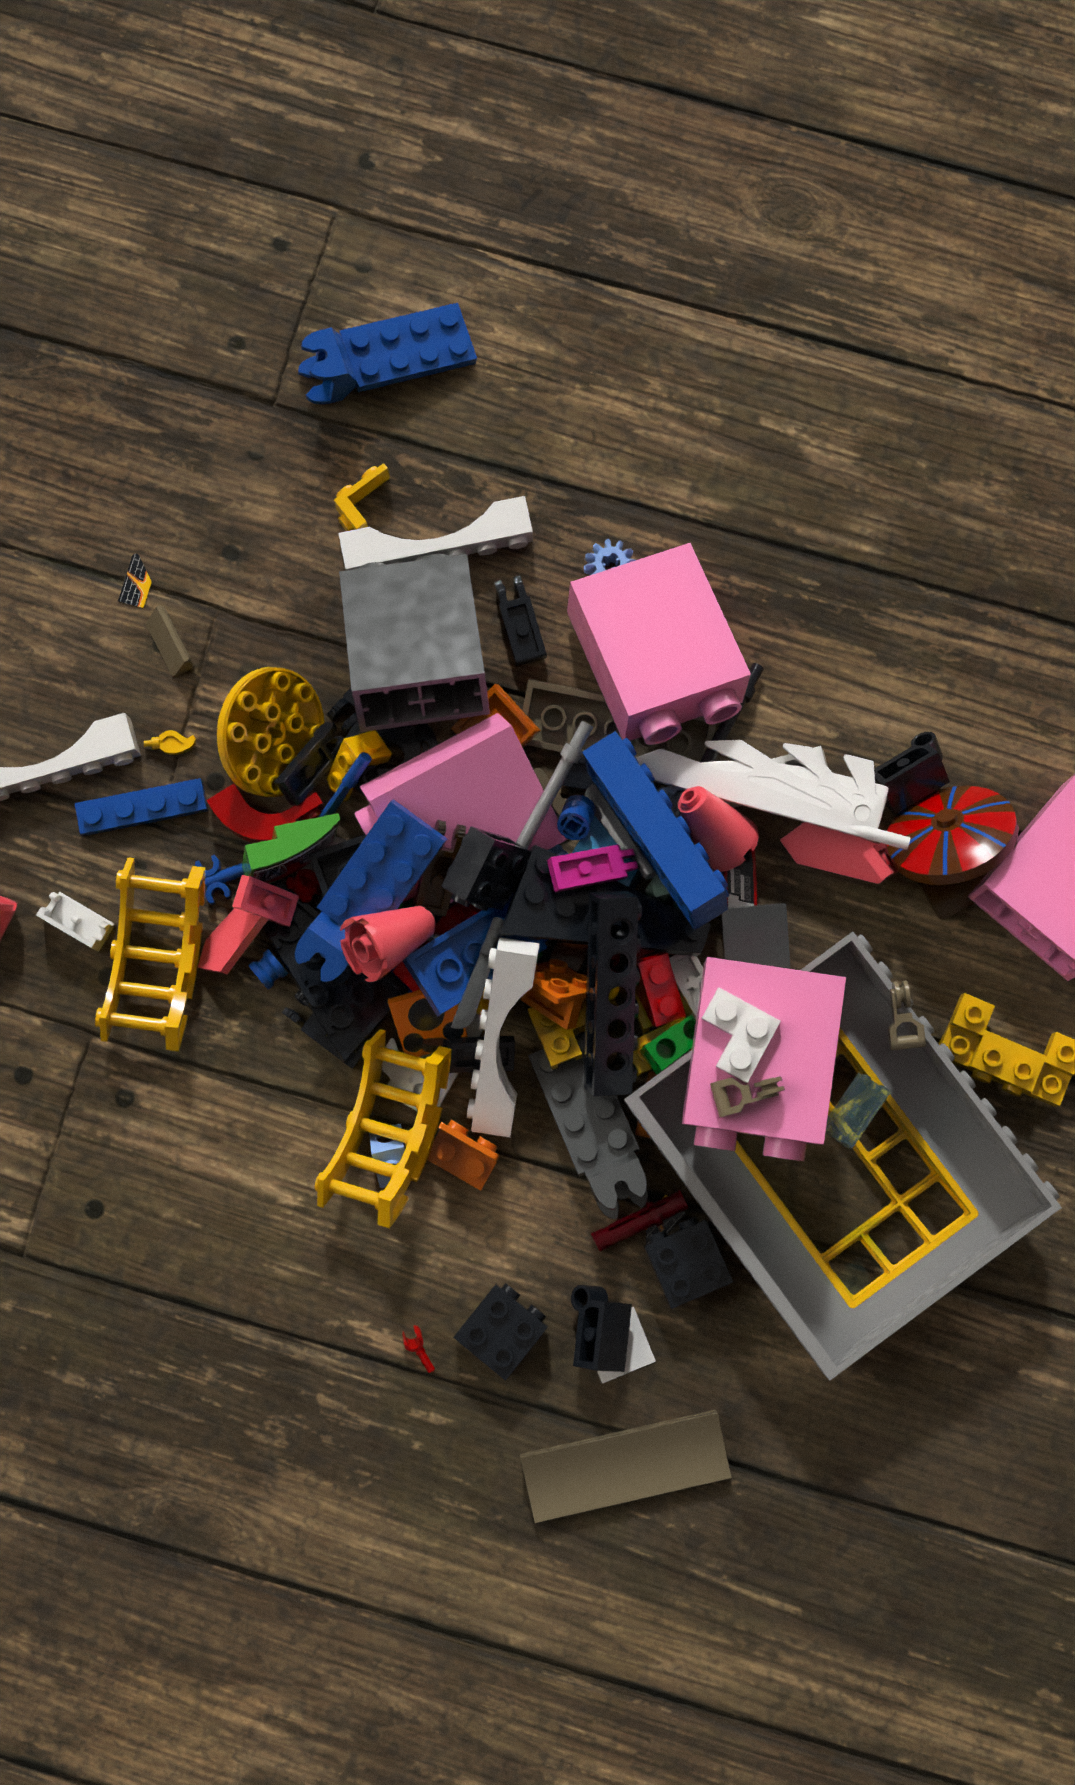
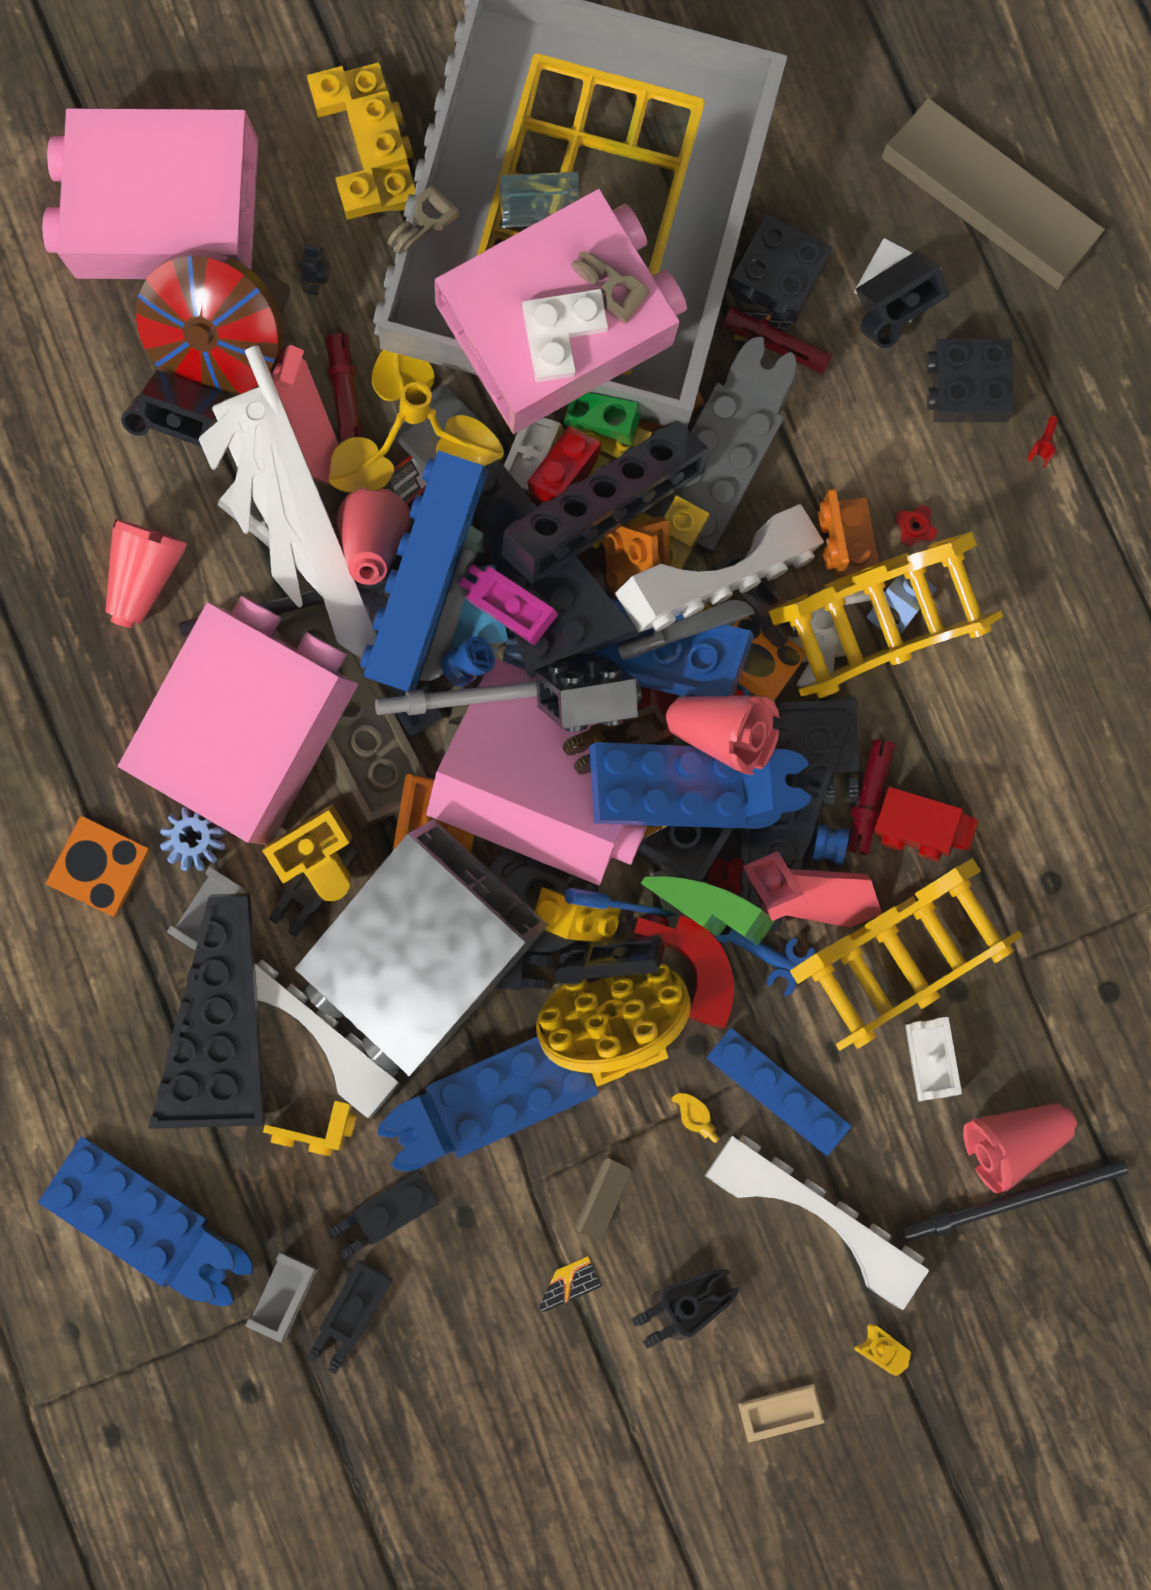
camera: 130 degrees left, 0 degrees up
(57, 637) = (684, 1308): none -> black hinge
(228, 1040) = (924, 825): none -> red hinge
(231, 437) = (351, 1312): none -> black hinge
(273, 505) = (387, 1212): none -> black hinge
(274, 400) = (282, 1297): none -> light grey panel
(277, 1022) = (870, 797): none -> dark red pin
(290, 602) = (483, 1105): none -> blue hinge
(424, 1210) = (912, 536): none -> red plate
(467, 479) = (215, 1047): none -> black wing
(535, 628) = (312, 850): none -> yellow brick
(554, 538) = (190, 923): none -> light grey panel
(642, 496) = (97, 866): none -> orange tile
(773, 865) = (395, 377): none -> yellow plant
(820, 667) = (138, 570): none -> coral cone
(839, 898) = (342, 378): none -> dark red pin
(940, 942) = (314, 269): none -> black plate

